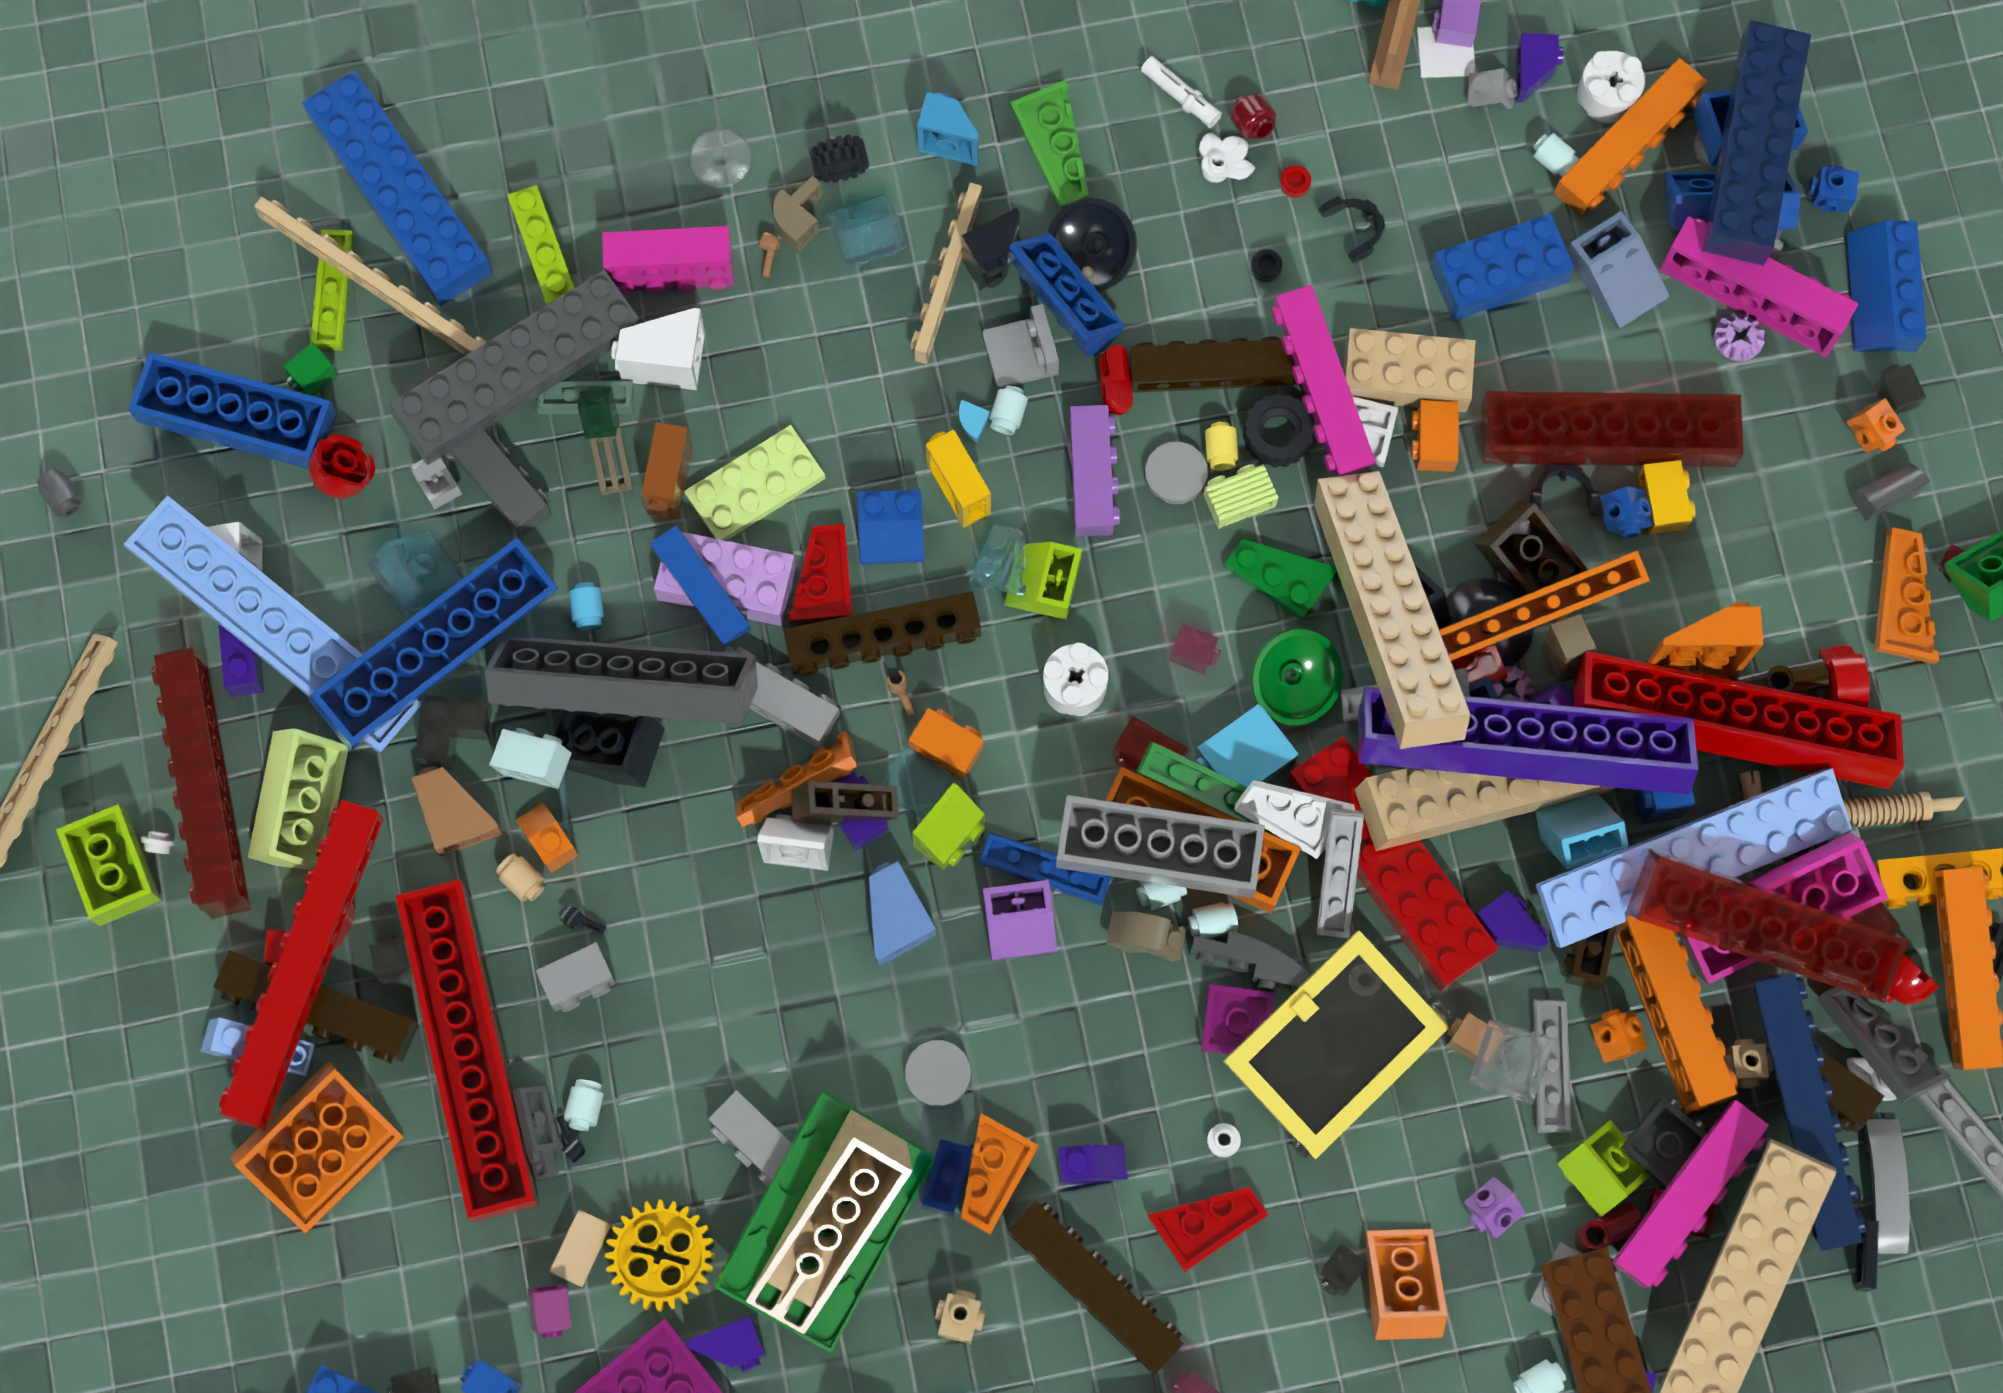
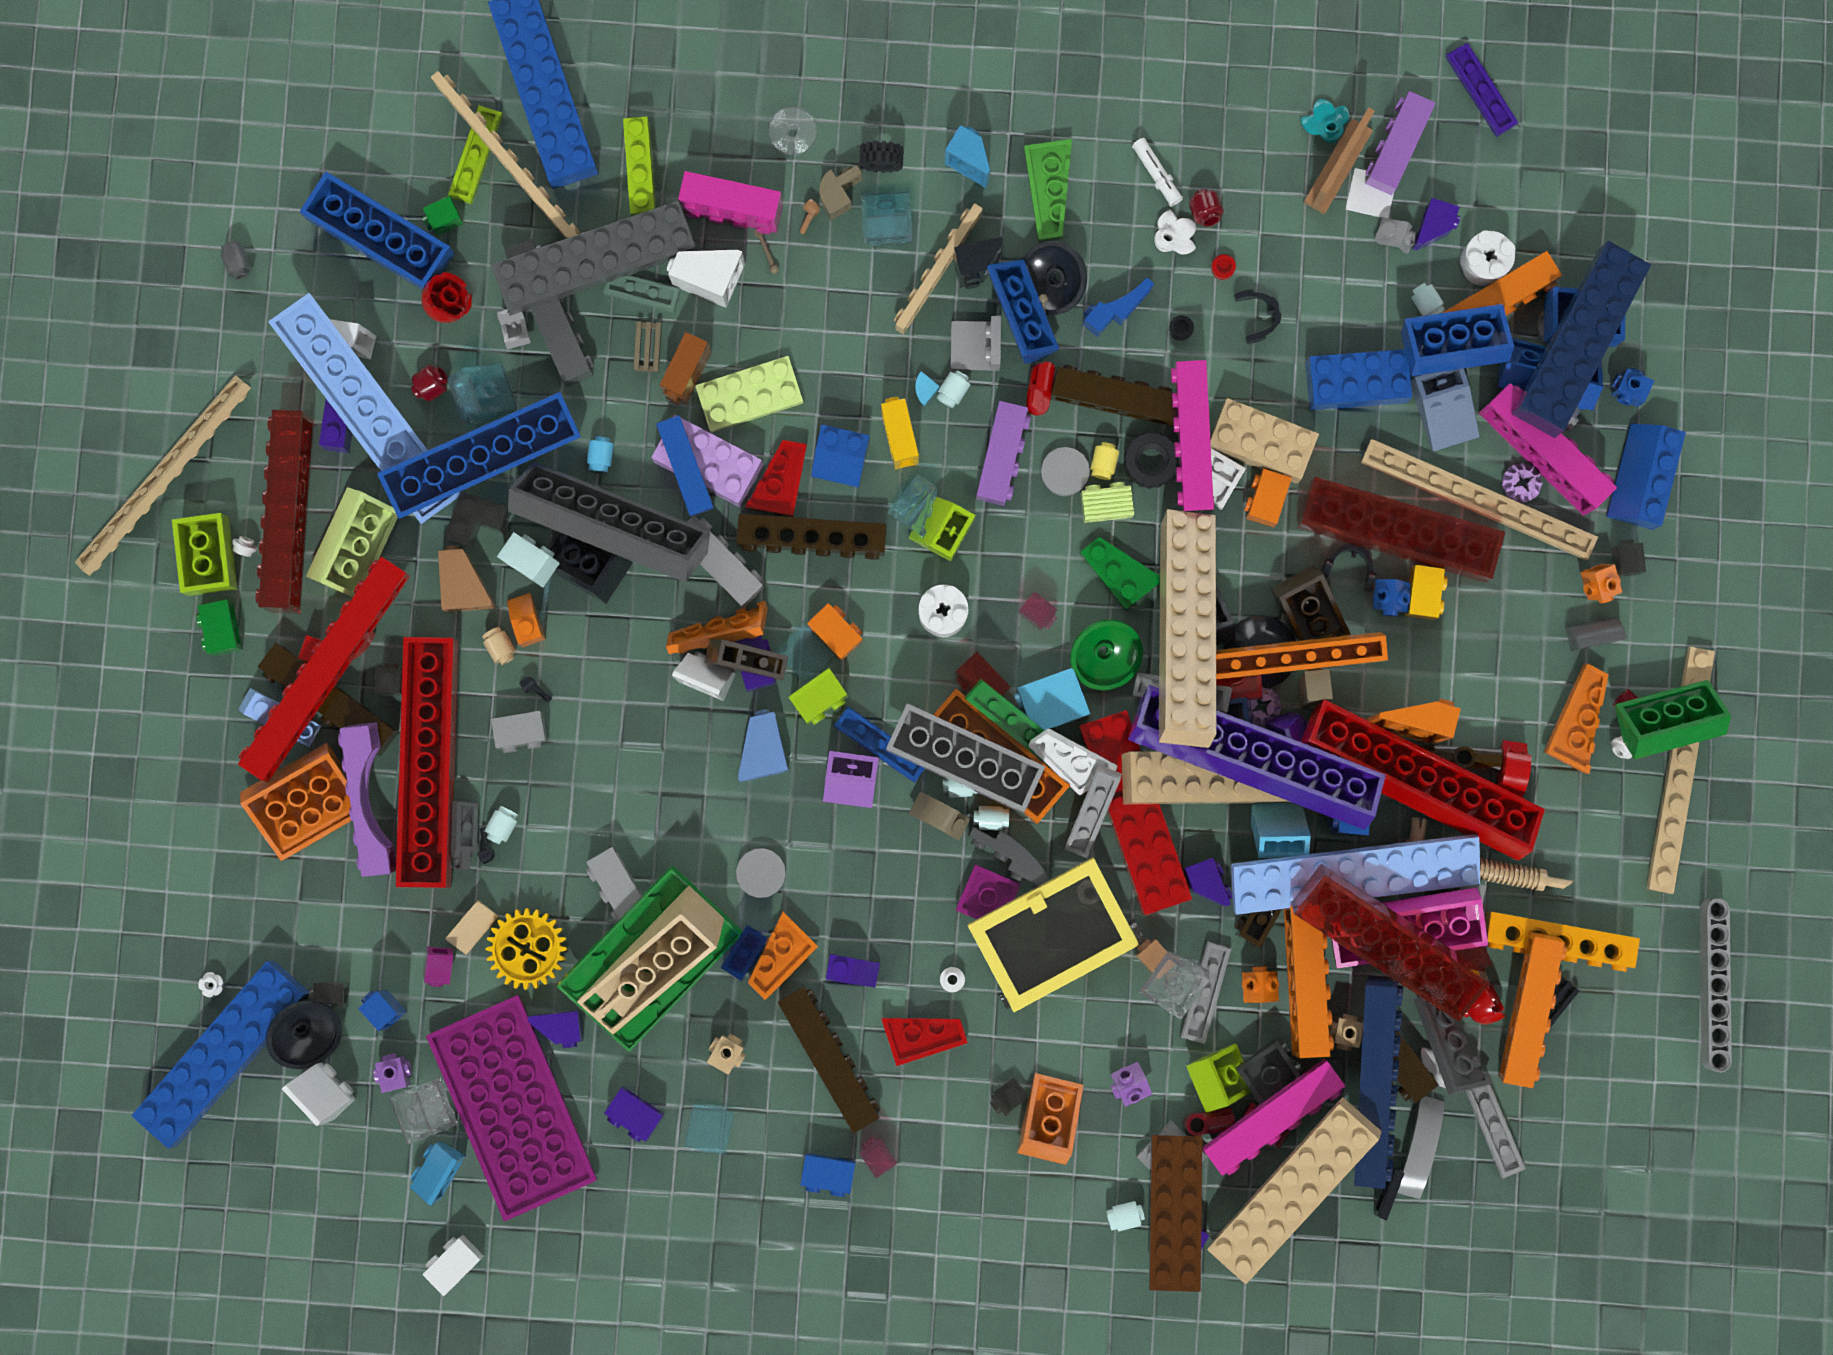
camera: 15 degrees right, 10 degrees up
(150, 954) = (219, 627): none -> green brick
(346, 576) = (429, 383): none -> dark red head
(375, 1052) = (375, 849): none -> medium lavender arch
(598, 412) = (646, 308): clear green brick -> none
(742, 327) = (773, 268): none -> dark tan hinge
(900, 690) = (814, 585): medium nougat hand -> none
(1182, 264) = (1099, 317): none -> blue slope
(1608, 183) = (1457, 340): none -> blue brick
(1694, 369) = (1479, 499): none -> tan plate
(1968, 619) = (1620, 748): none -> white plate

